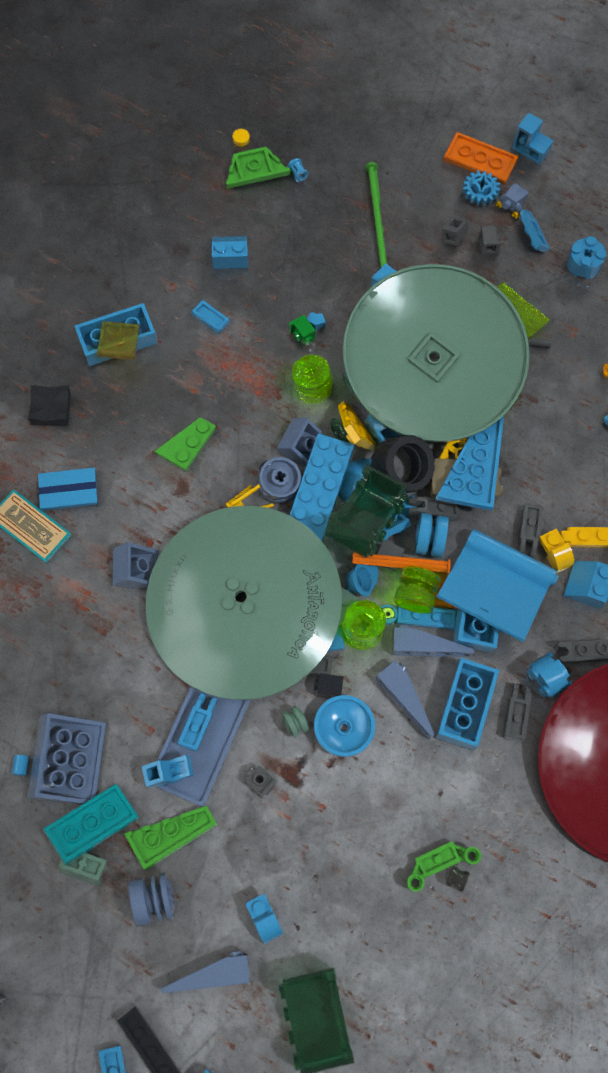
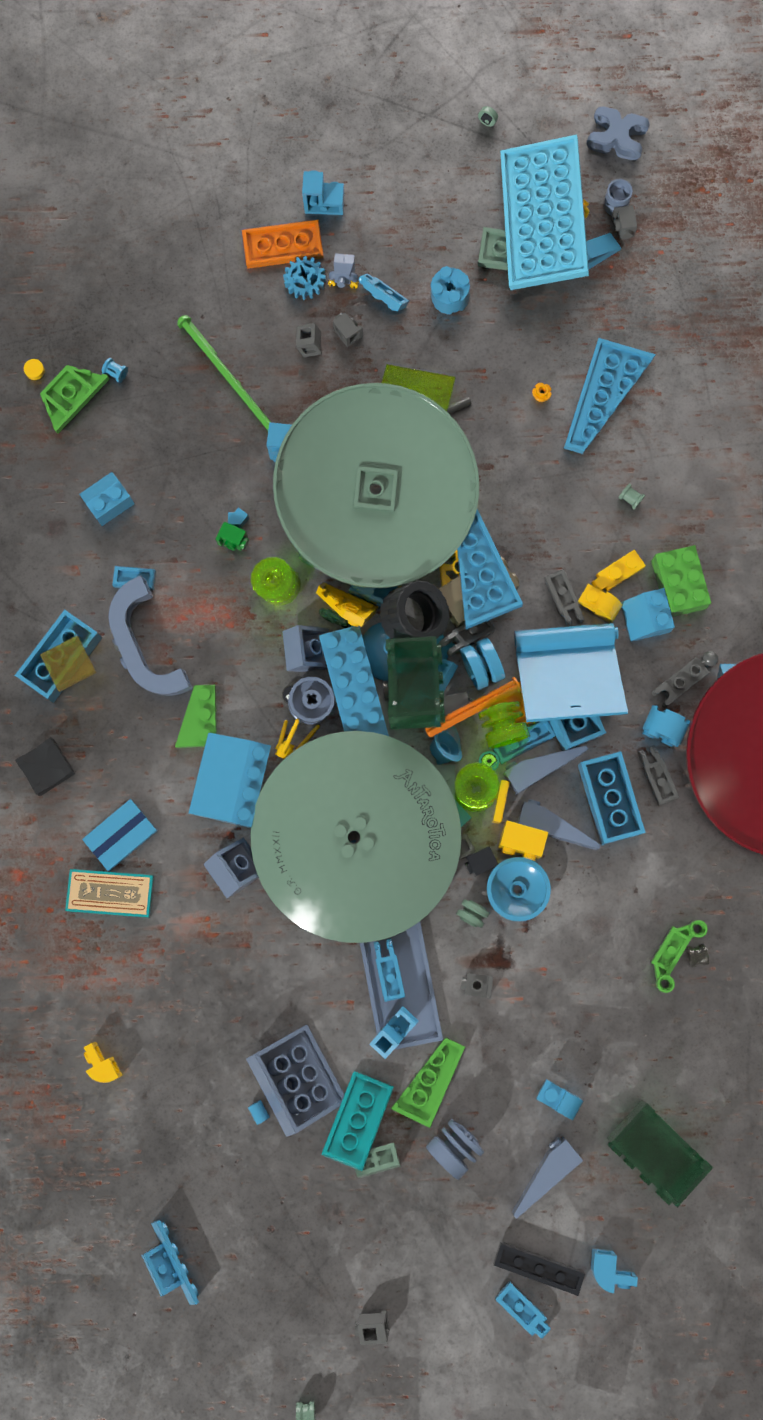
camera: 25 degrees left, 10 degrees up
(177, 499) = (229, 779): none -> dark azure slope
(180, 334) = (124, 640): none -> sand blue arch
(372, 689) = (522, 840): none -> yellow brick
(376, 650) = (500, 802): none -> yellow tile

